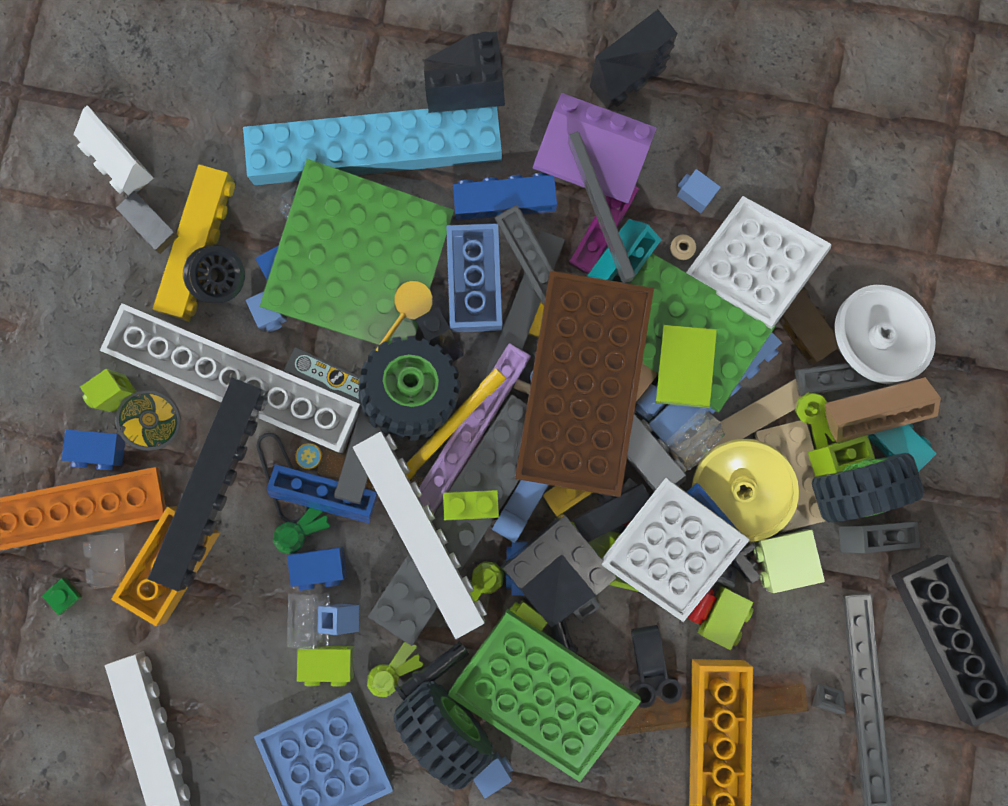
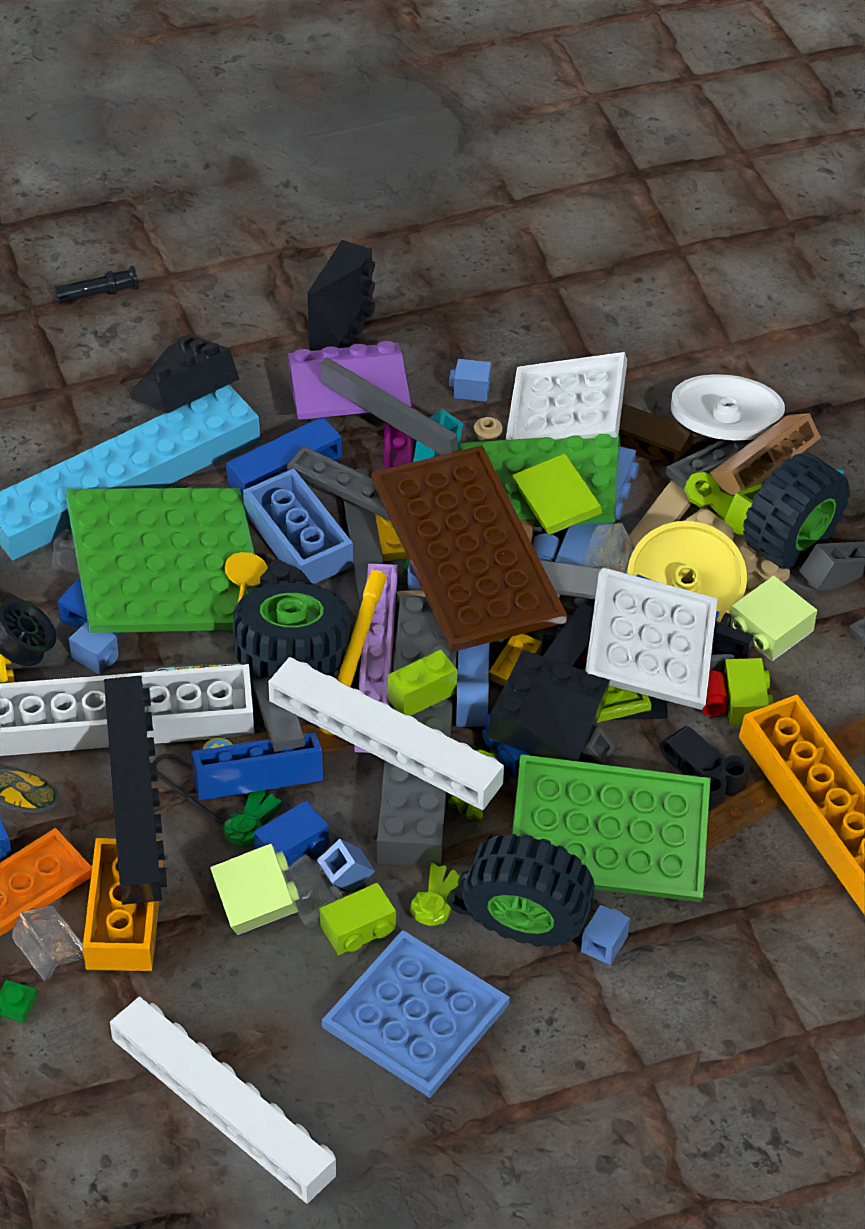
camera: 30 degrees left, 35 degrees down
(260, 608) = (255, 888): none -> yellowish green piece

